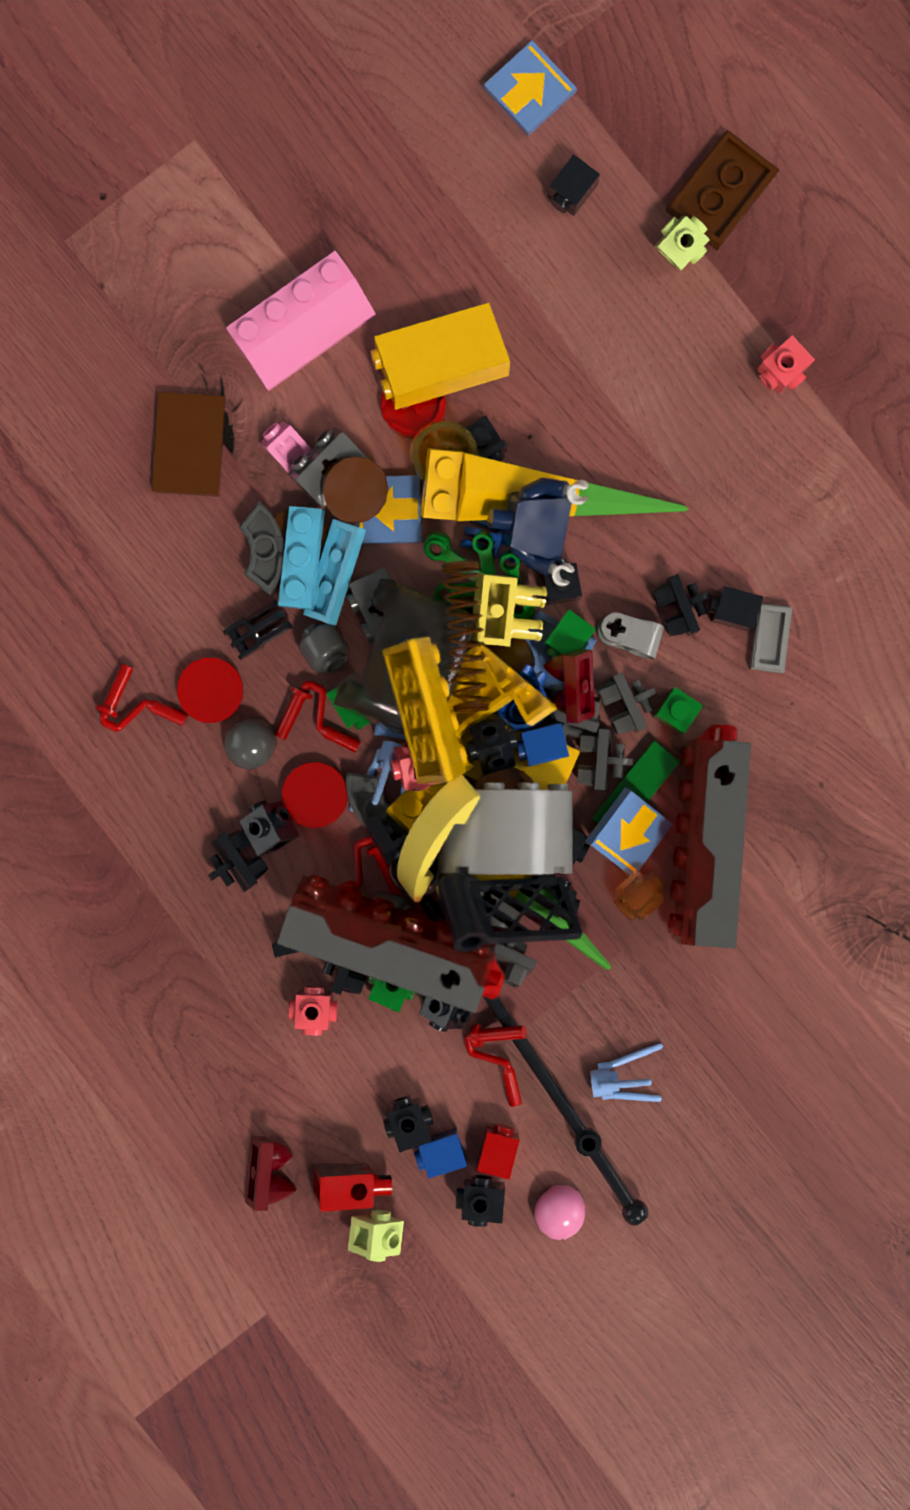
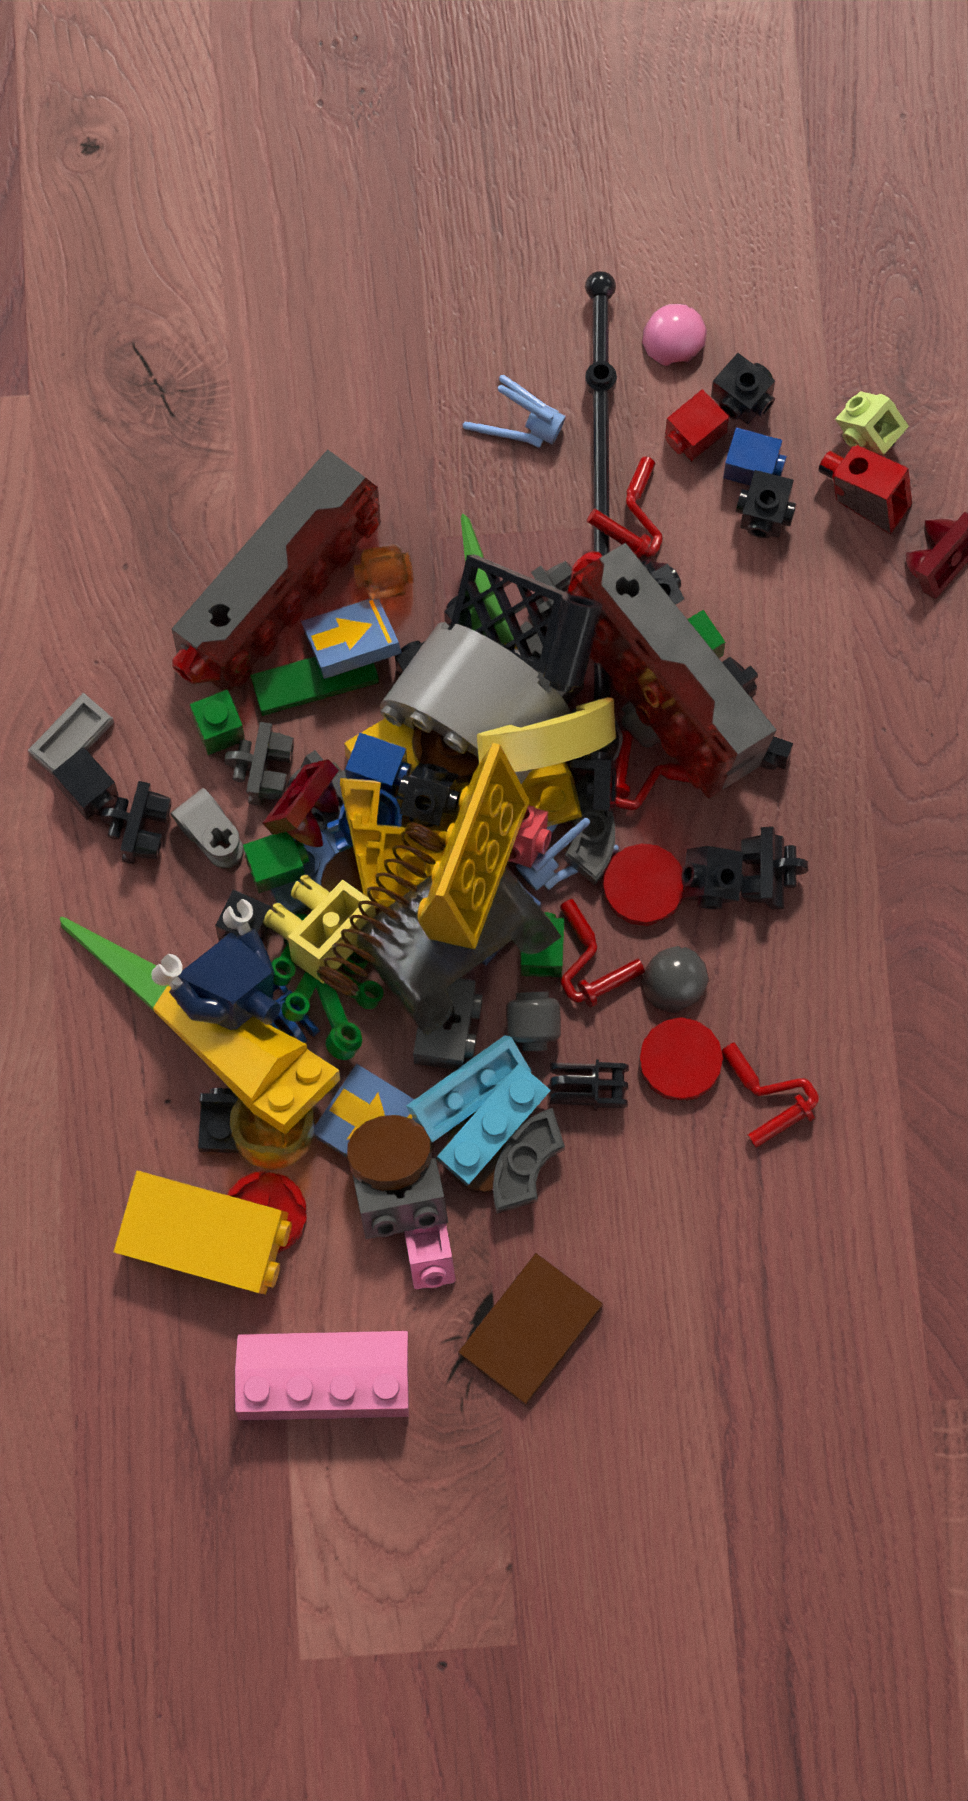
camera: 145 degrees left, 15 degrees down
(313, 997) = (784, 683): coral brick -> none
(599, 774) = (342, 714): dark grey hips -> none

